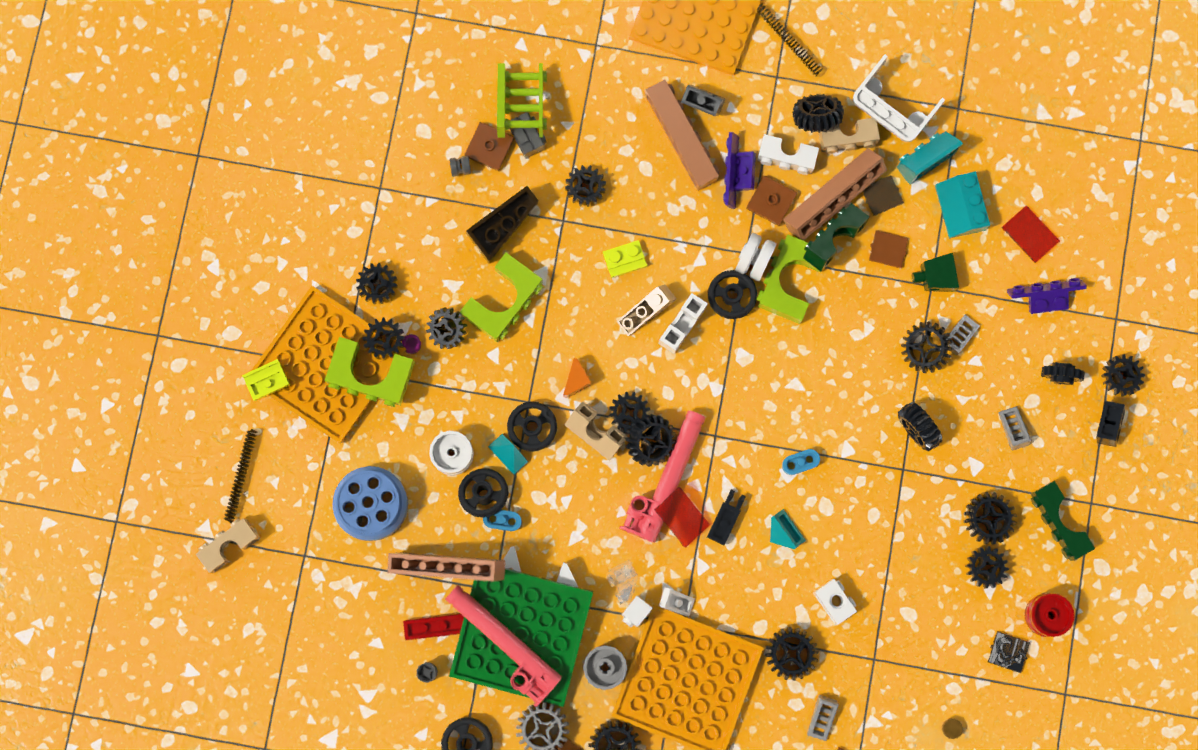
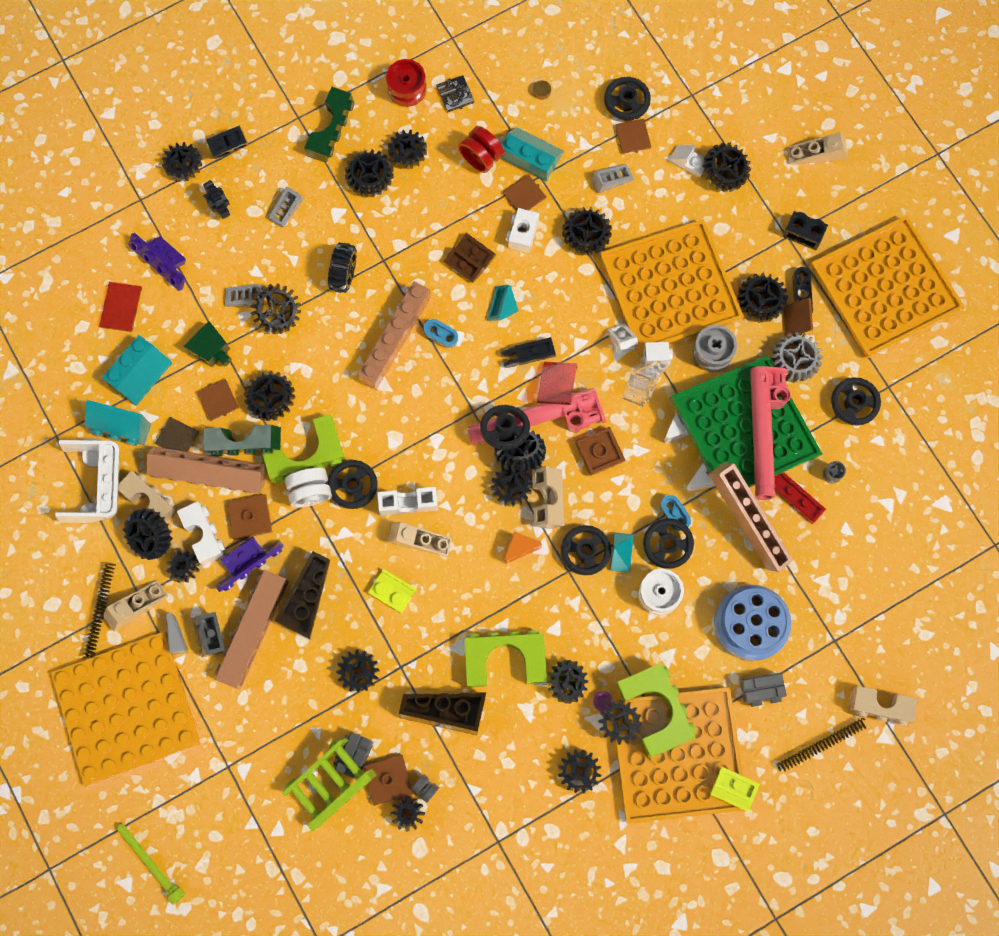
camera: 125 degrees left, 5 degrees down
(316, 467) = (763, 688): none -> dark grey brick
(447, 136) = (406, 820): none -> black gear
(599, 504) = (600, 451): none -> dark orange plate
(669, 185) = (304, 598): none -> dark brown wedge
(677, 424) = (505, 419): none -> black wheel
(722, 77) = (175, 637): none -> light grey slope
(765, 118) = (186, 559): none -> black gear
(771, 67) = (133, 606): none -> tan slope
(828, 423) = (394, 335): none -> nougat brick
(847, 539) = (470, 258): none -> reddish brown slope
(863, 293) = (254, 393): none -> black gear
(867, 632) = (524, 194): none -> dark orange piece
(901, 669) = (531, 153): none -> teal slope
(934, 623) = (481, 149): none -> red wheel

